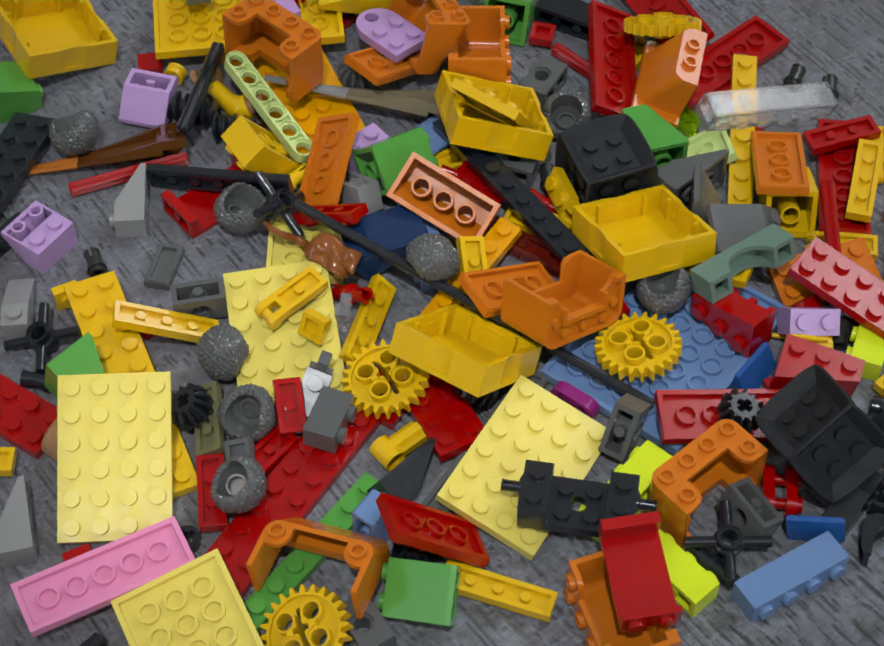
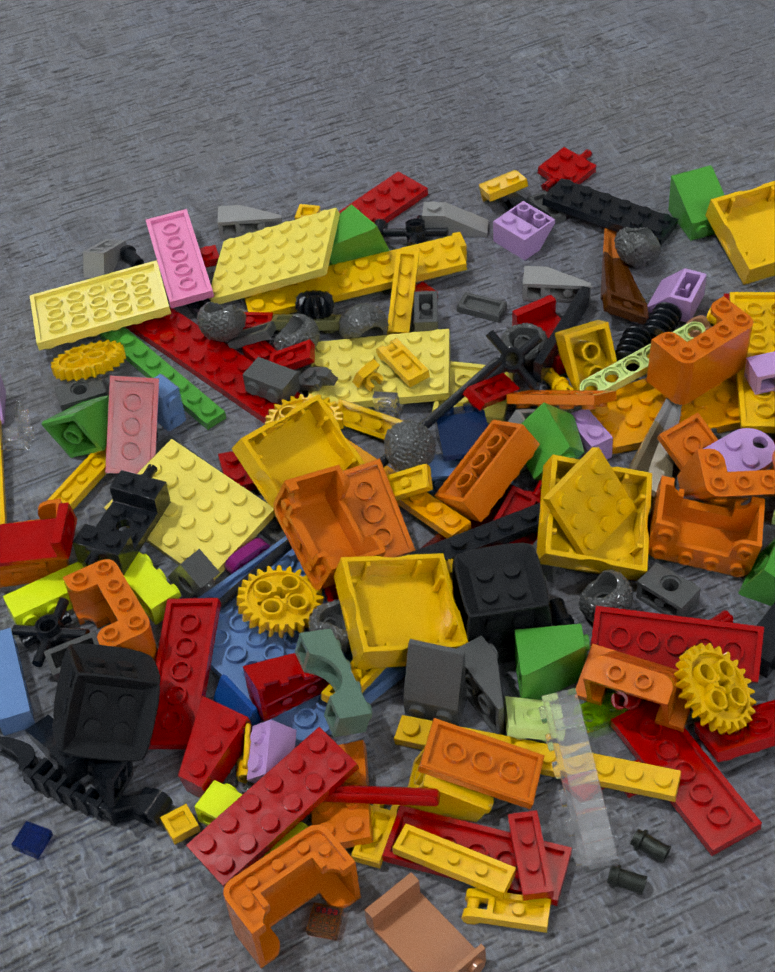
camera: 105 degrees right, 5 degrees down
(94, 262) = (491, 264): pearl dark grey pin -> none
(121, 175) = (590, 276): red axle -> none
(200, 88) = (662, 312): black axle -> none
(325, 250) = (450, 384): dark orange animal -> none
(356, 549) = (160, 355): orange windscreen -> none
(359, 294) = (407, 410): red pin -> none
(393, 449) = (237, 426): yellow piece -> none
(407, 476) = (200, 426): black slope -> none
(542, 34) = (748, 605): red plate -> none
(738, 222) = (396, 710): dark grey slope -> none
(740, 408) = (172, 657): black gear -> none
(809, 527) = (40, 710): blue slope -> none

